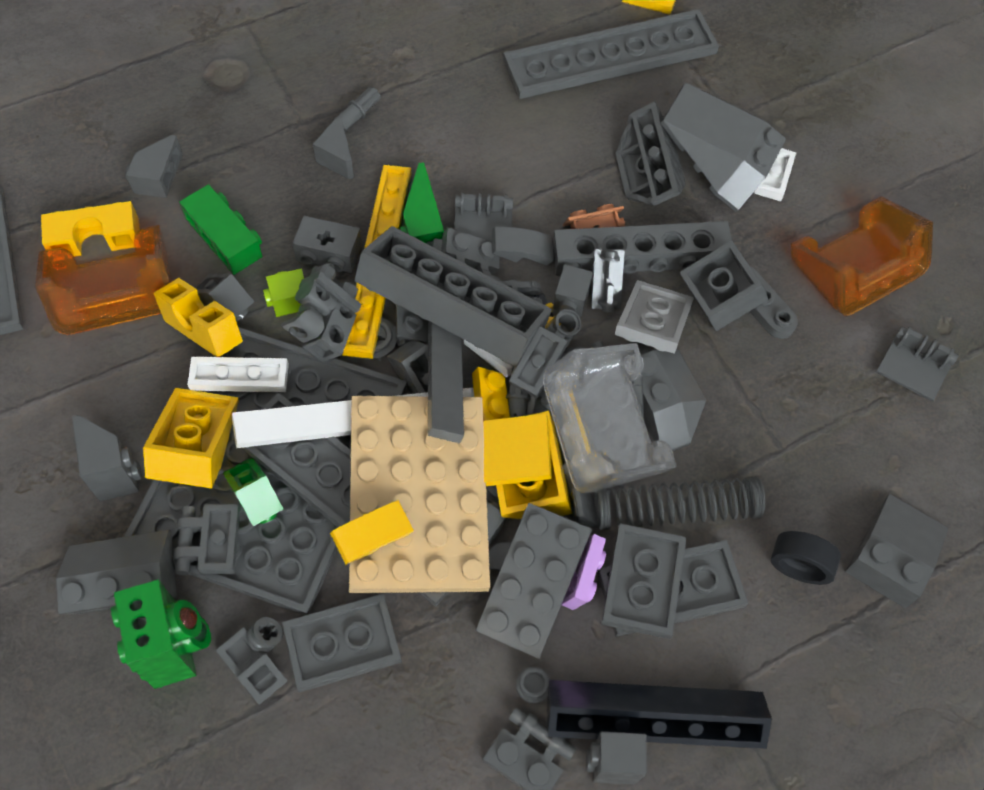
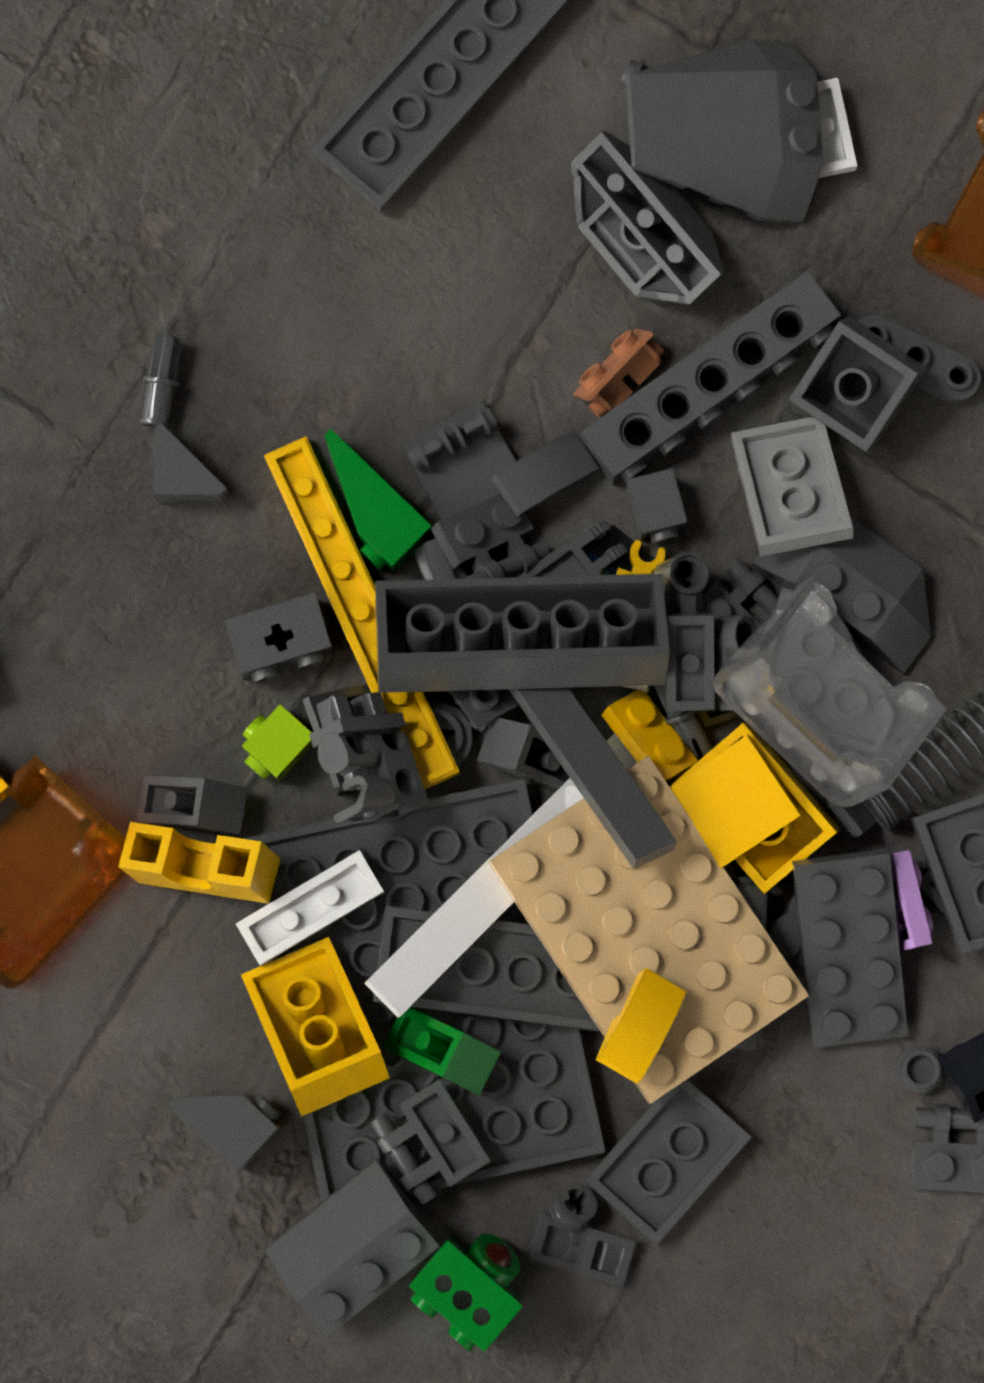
camera: 30 degrees left, 20 degrees up
(222, 229) = (116, 701): green brick -> none
(607, 279) = (696, 464): hinge -> none

